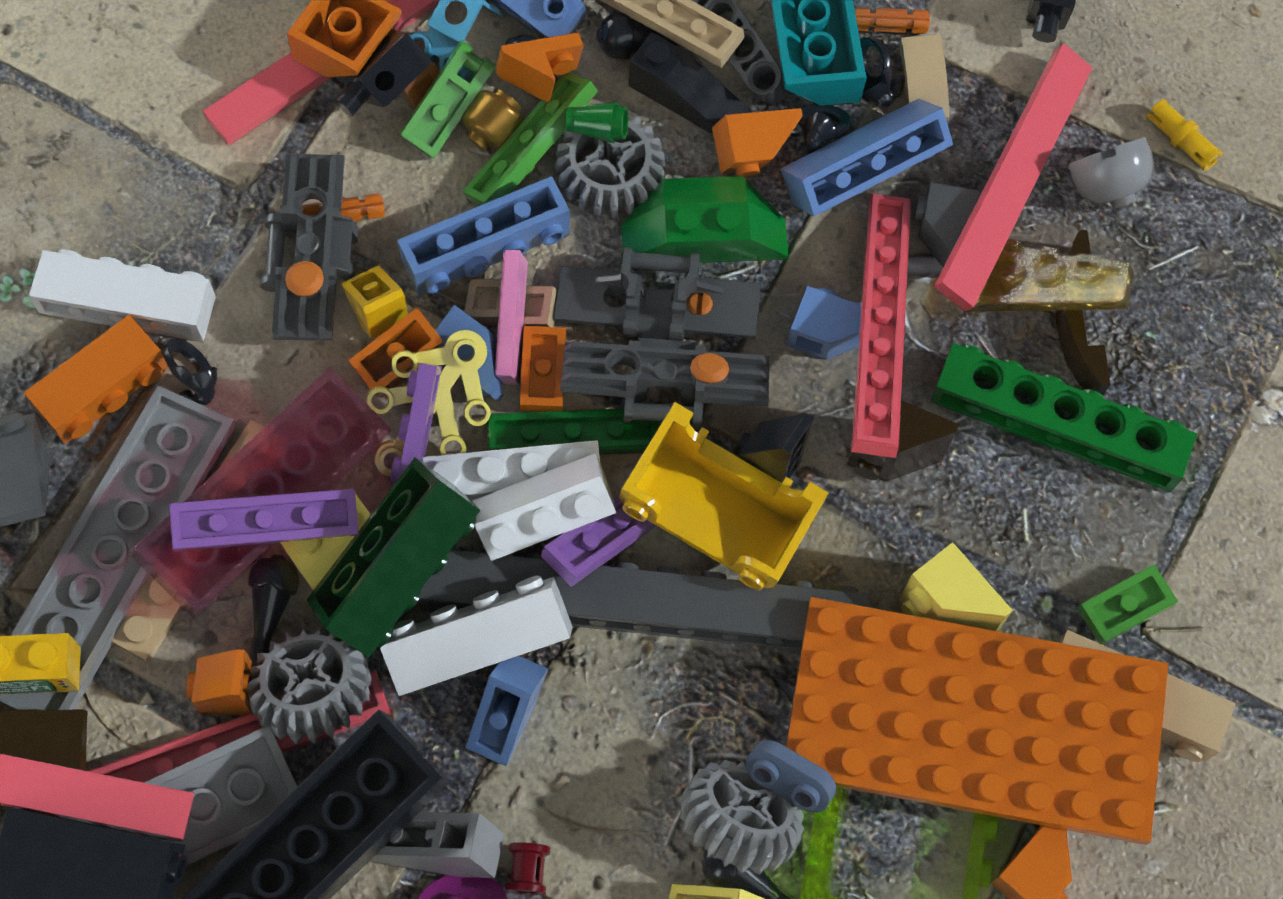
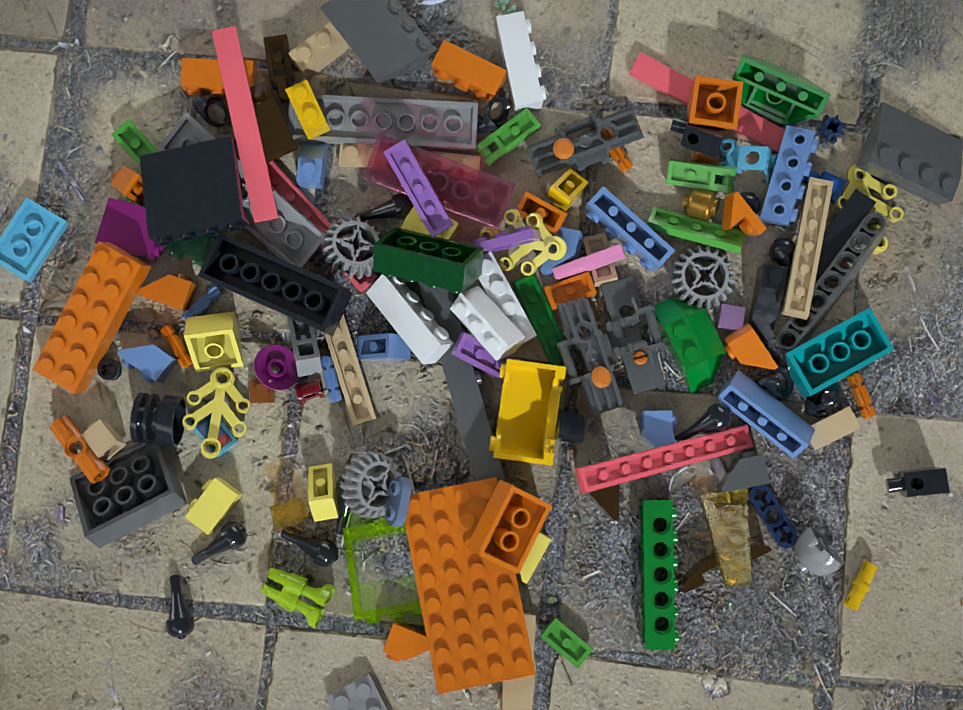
camera: 70 degrees right, 15 degrees up
(128, 704) = (312, 165): none -> medium blue slope
(221, 683) = (337, 205): orange slope -> none
(239, 361) = (508, 136): none -> bright green plate
(526, 824) = (331, 379): none -> medium blue axle
(531, 786) = (350, 375): none -> tan plate
(599, 121) = (719, 263): green cone -> none
(691, 151) = (730, 317): none -> lavender tile
(845, 231) = (716, 418): none -> black piece
(905, 598) = (509, 526): none -> orange slope
(1013, 178) = (789, 499): coral tile -> none
(1060, 222) = (776, 534): none -> dark blue beam

